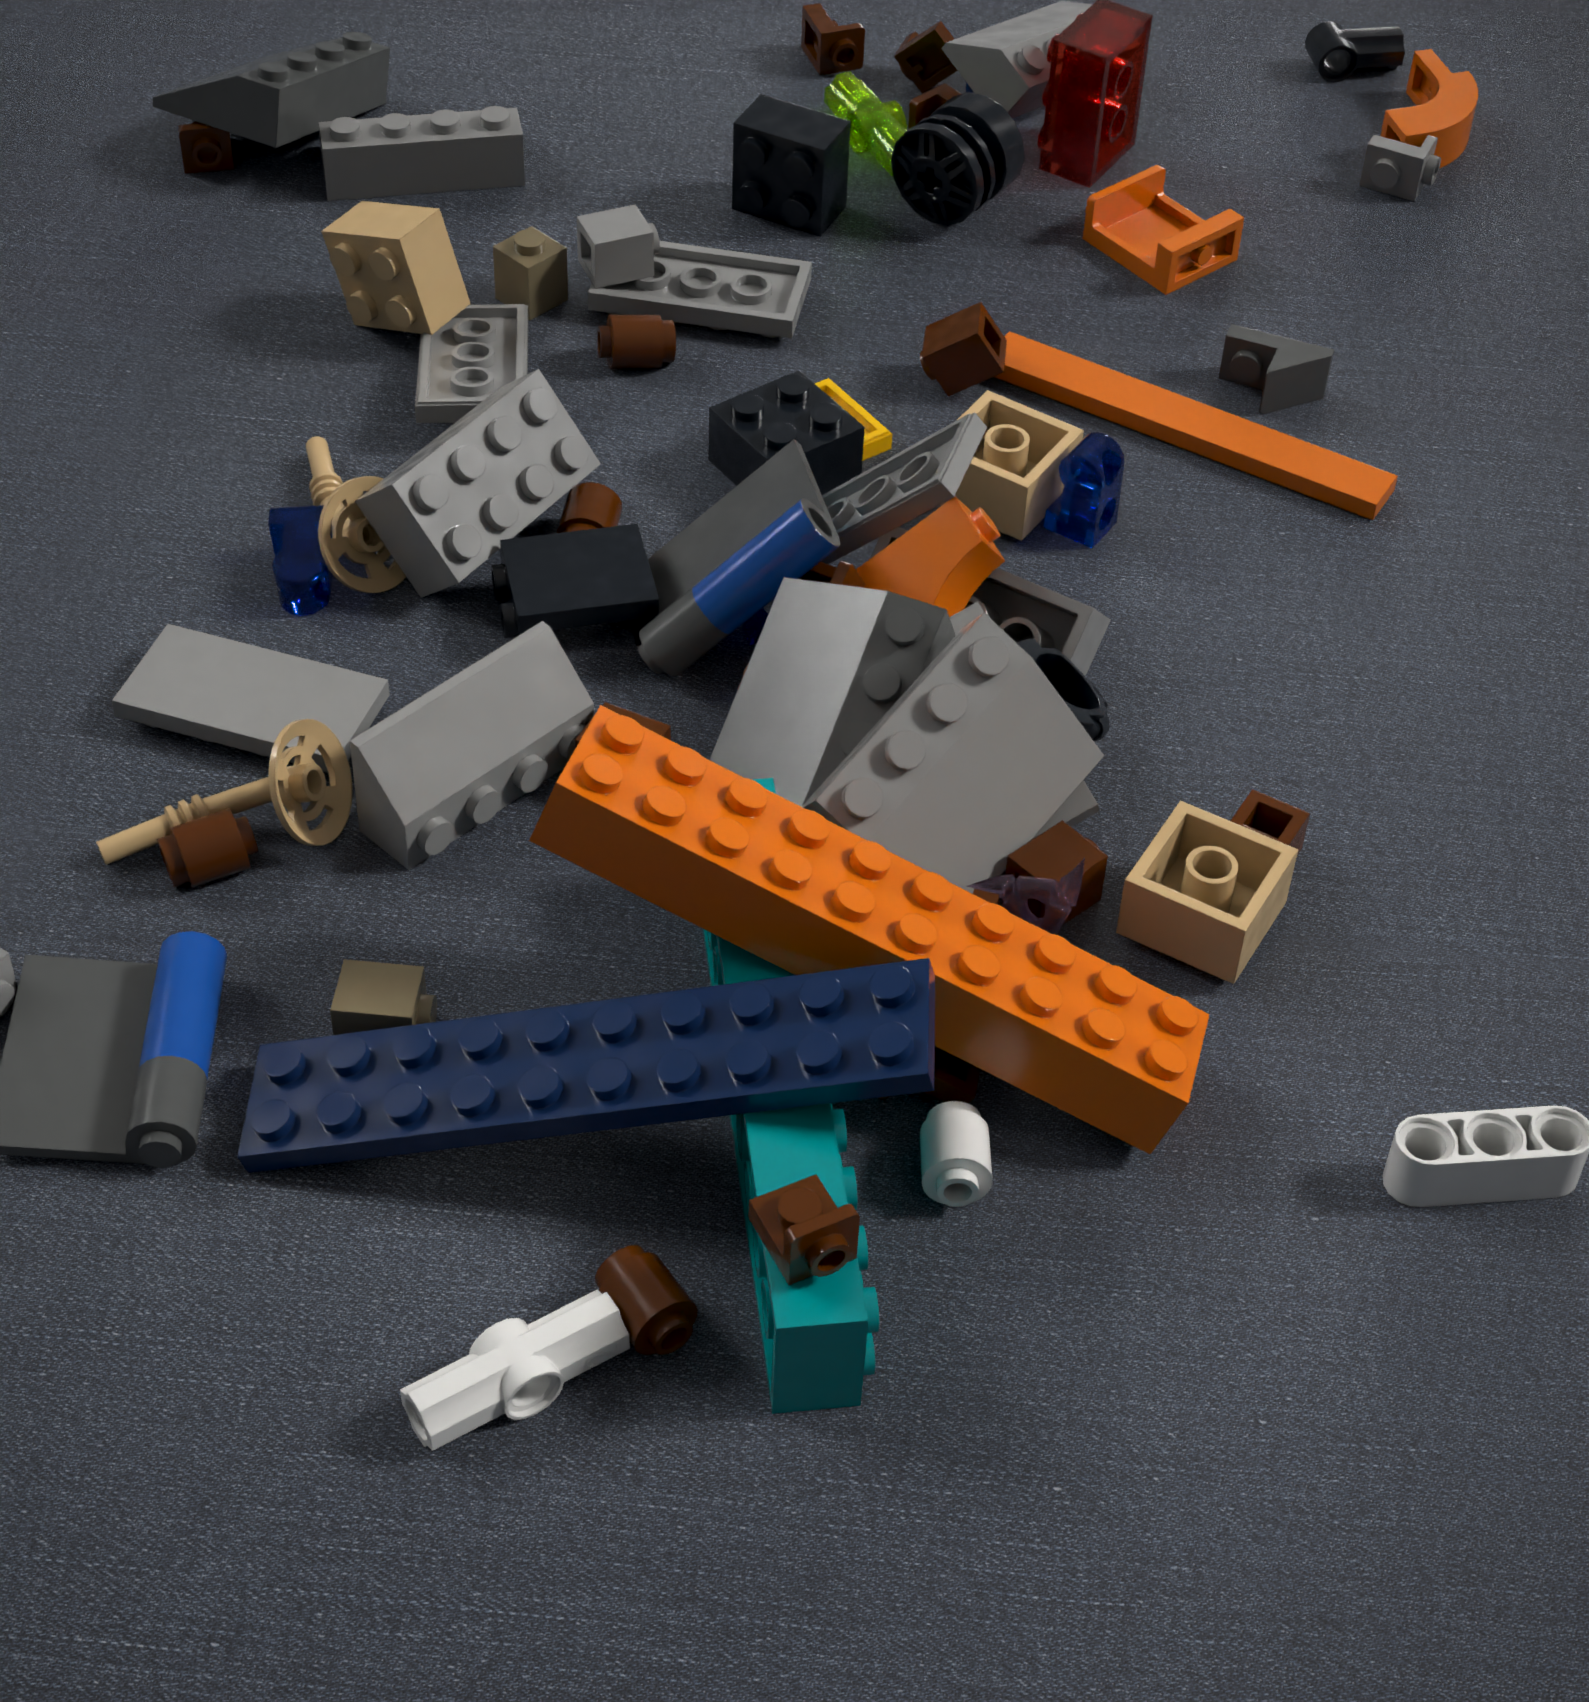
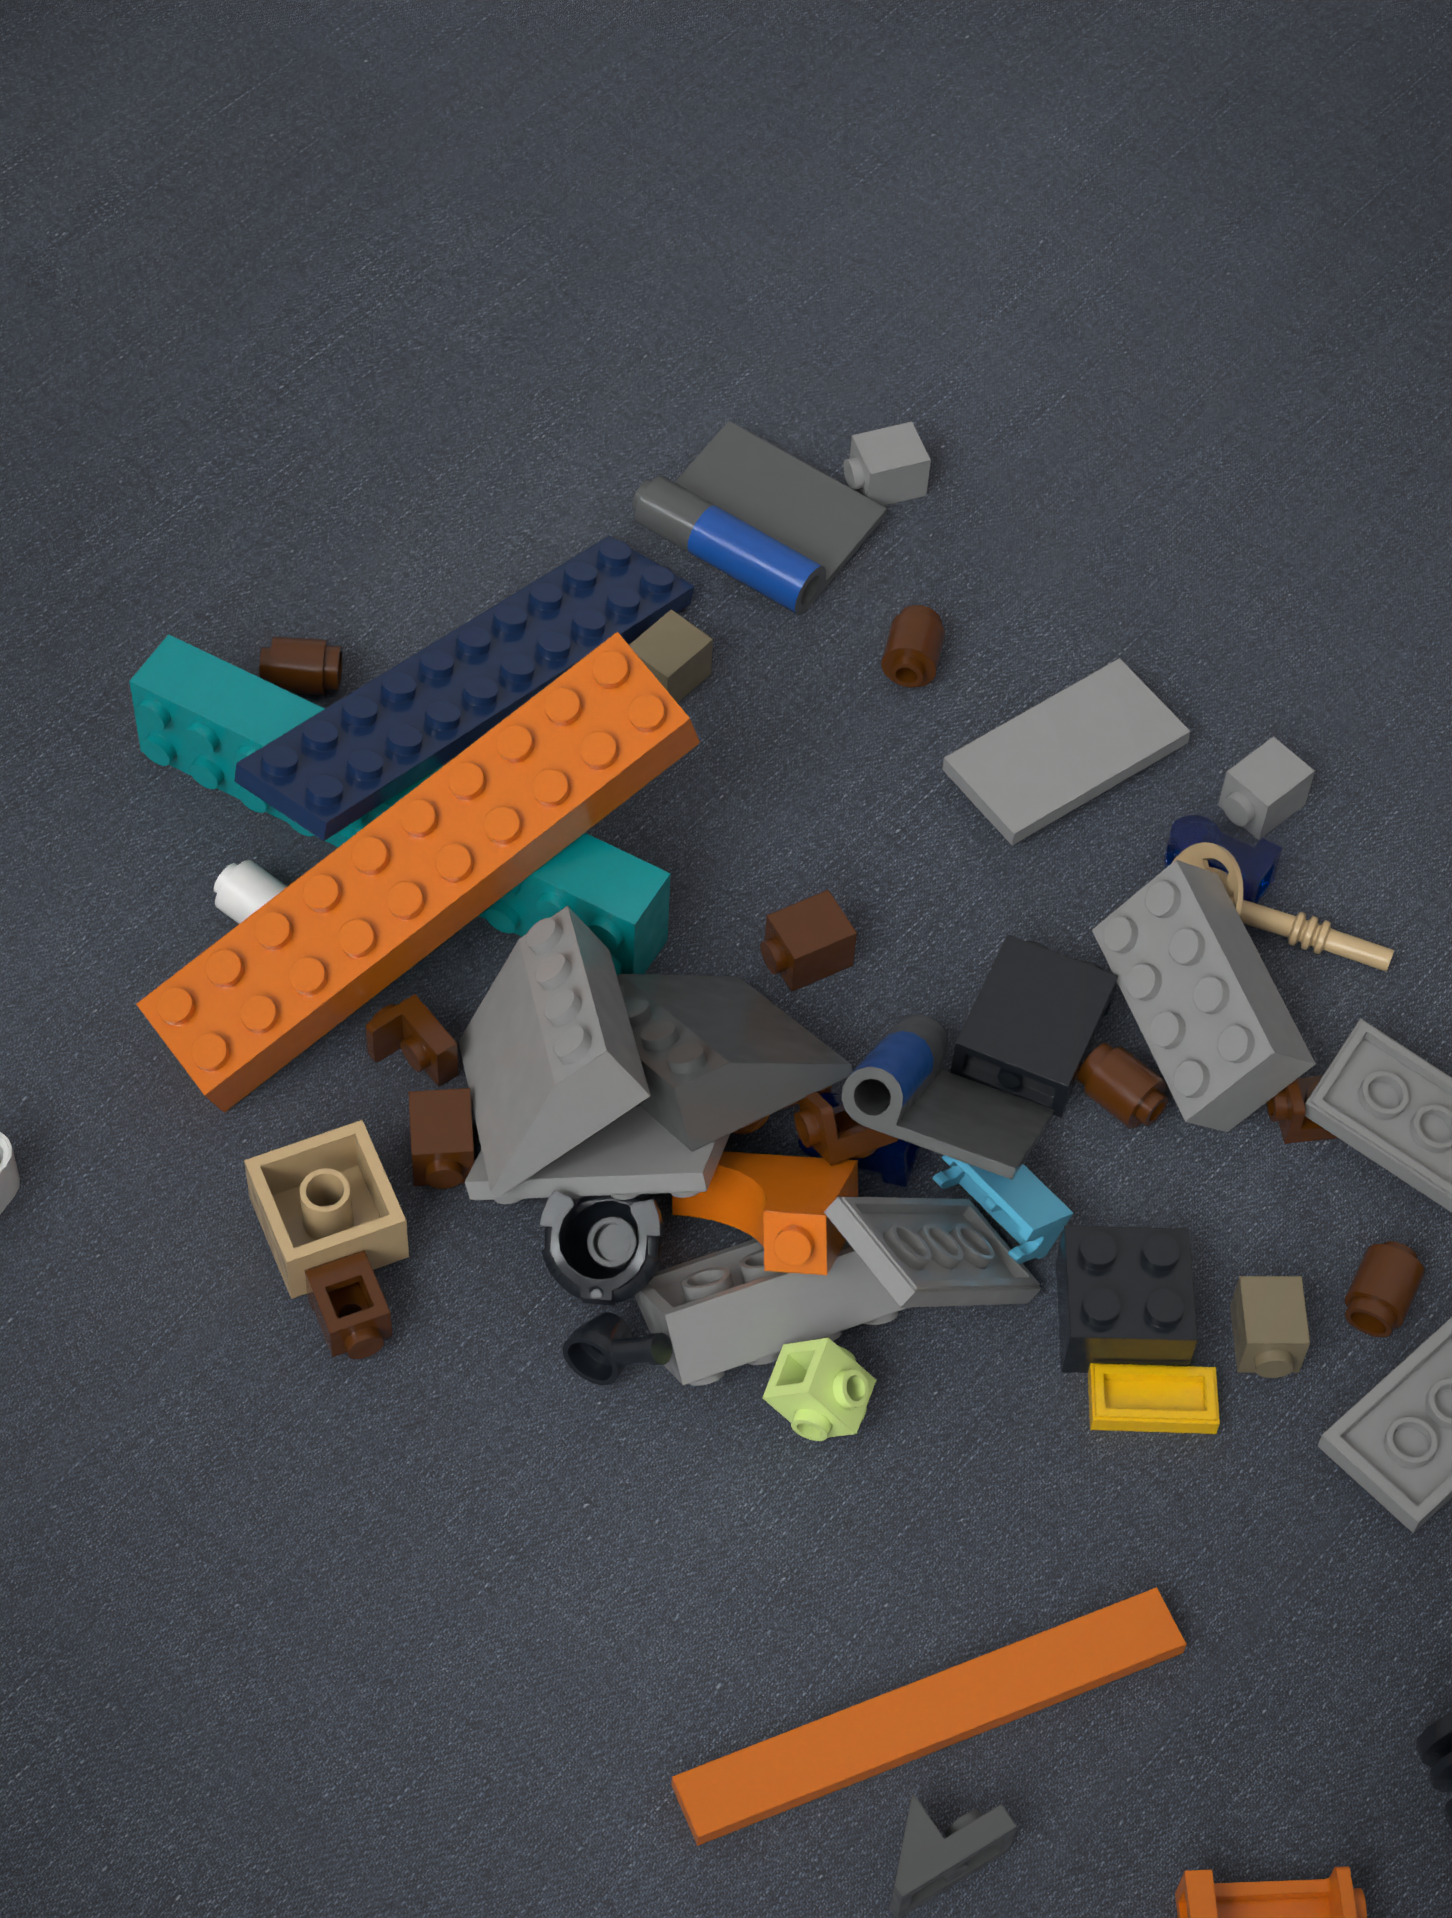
camera: 125 degrees right, 10 degrees up
(194, 562) = (1265, 788): none -> light grey brick
(282, 787) = (927, 704): tan dish -> none
(469, 747) = (874, 831): light grey slope -> none
(515, 1369) = (317, 573): white piece -> none
(724, 371) = (1269, 1325): none -> dark tan brick
(805, 1229) = (211, 675): reddish brown bracket -> none
(963, 349) = (1161, 1548): reddish brown brick -> none
(1016, 464) = (952, 1448): tan brick -> none
(1050, 543) = (819, 1389): none -> yellowish green brick
(1056, 896) = (416, 1076): piece -> none
(1091, 490) = (861, 1492): clear blue leg -> none
(1125, 683) = (605, 1345): none -> black bar

